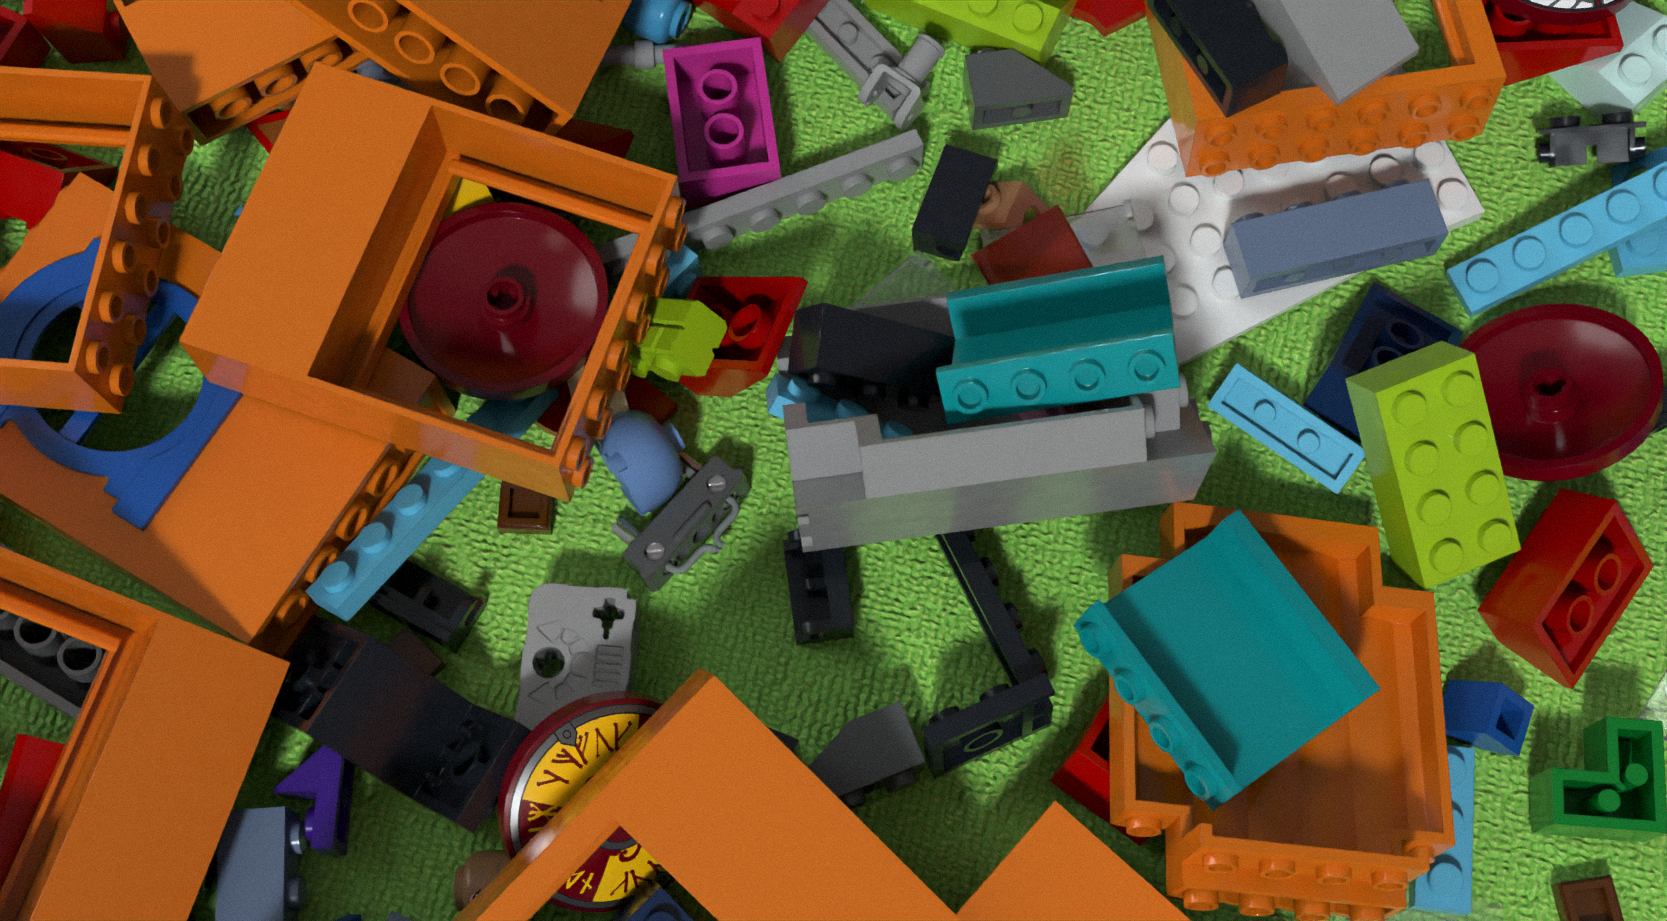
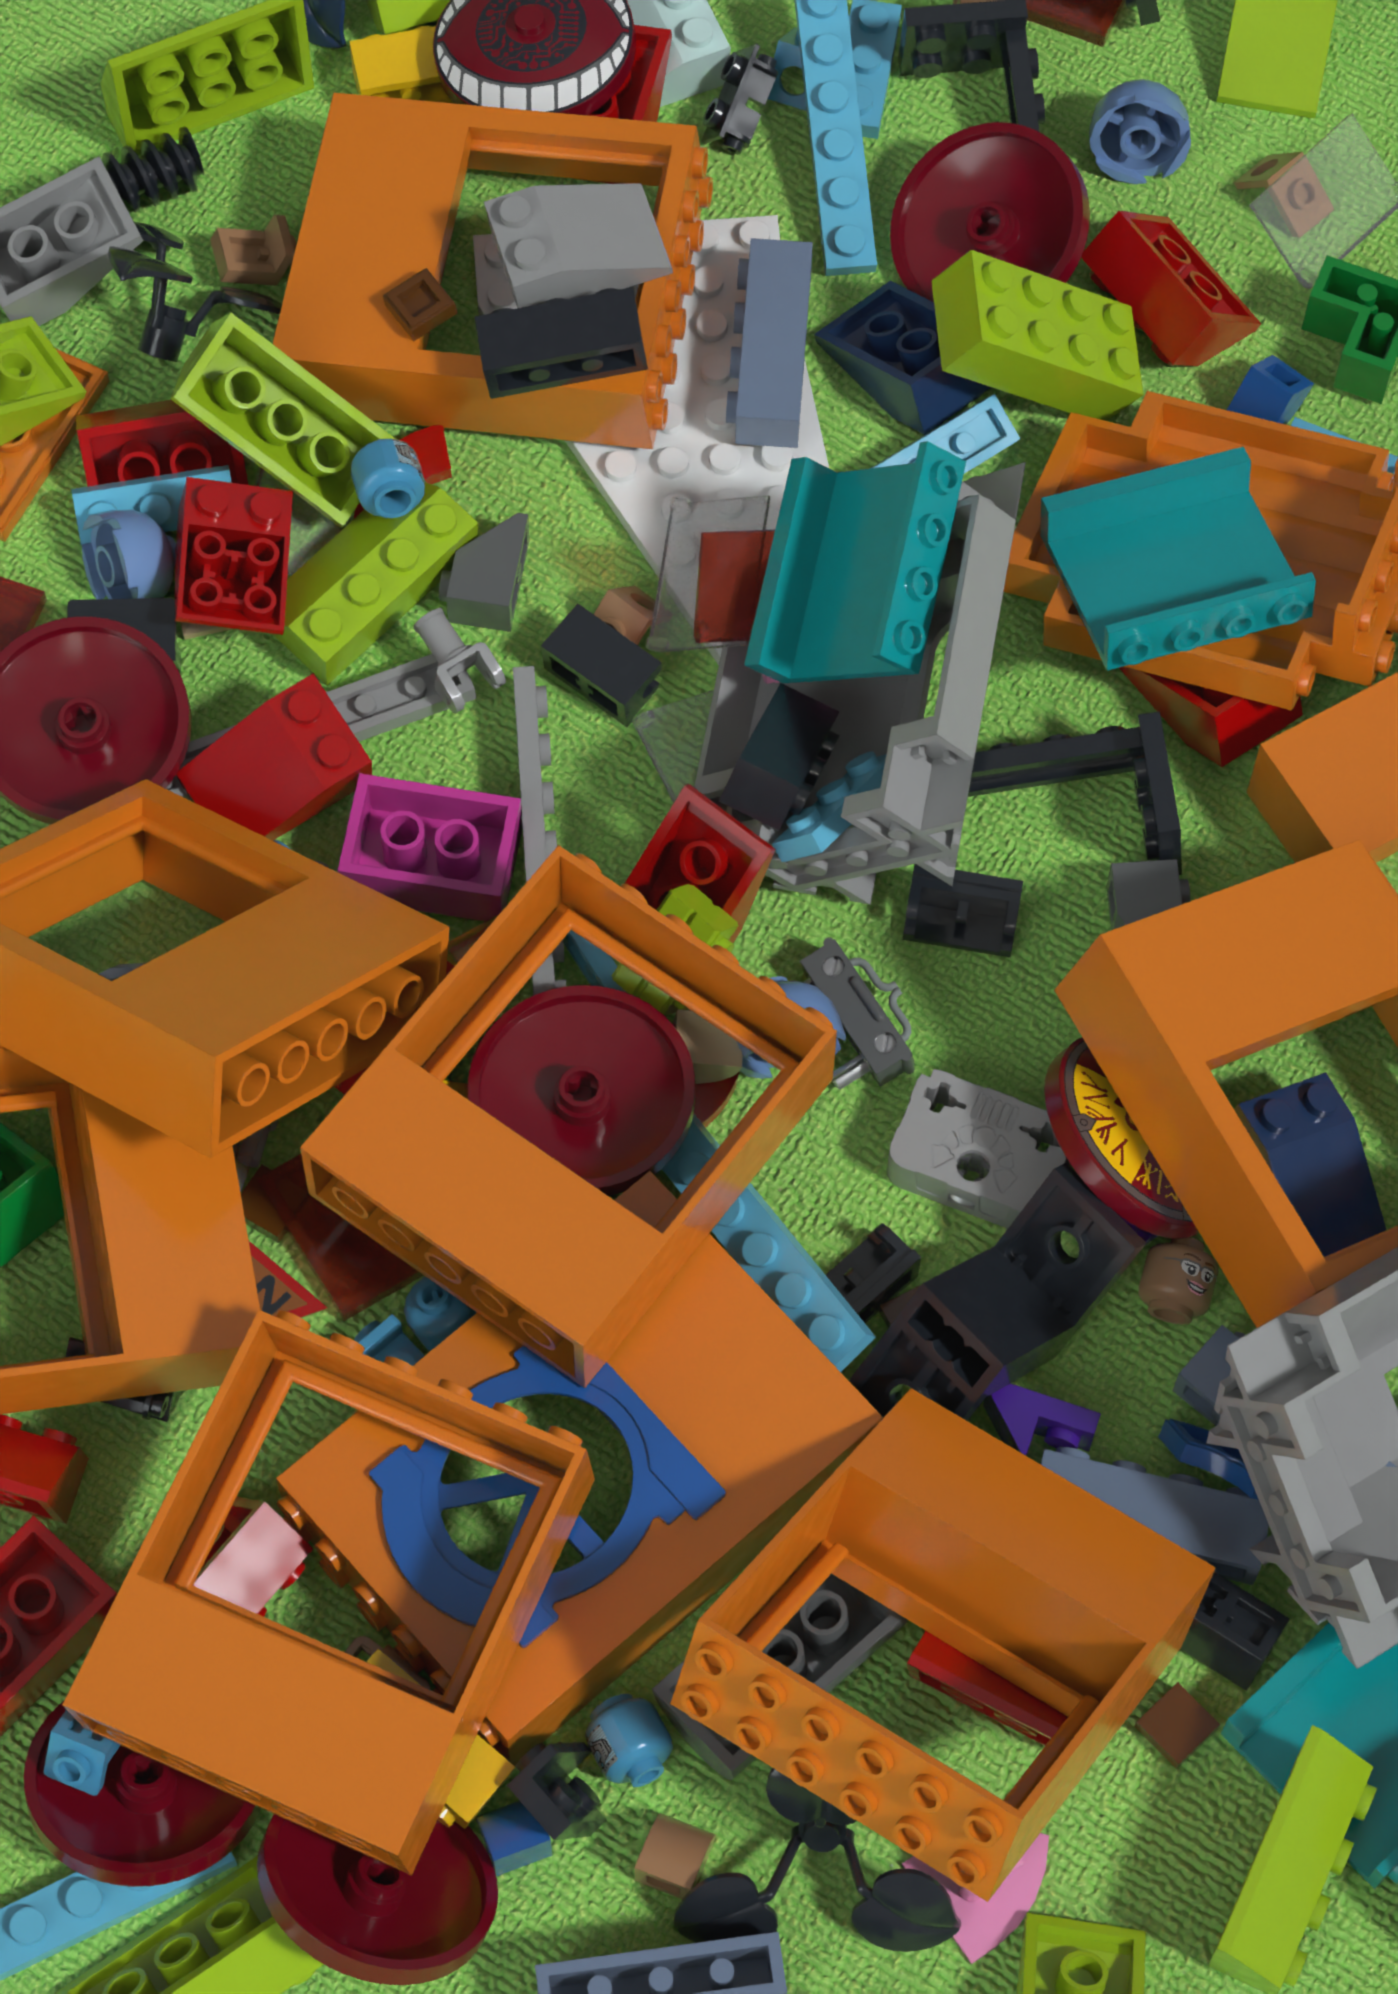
camera: 75 degrees left, 5 degrees down
(524, 511) = (788, 1168): reddish brown tile -> none

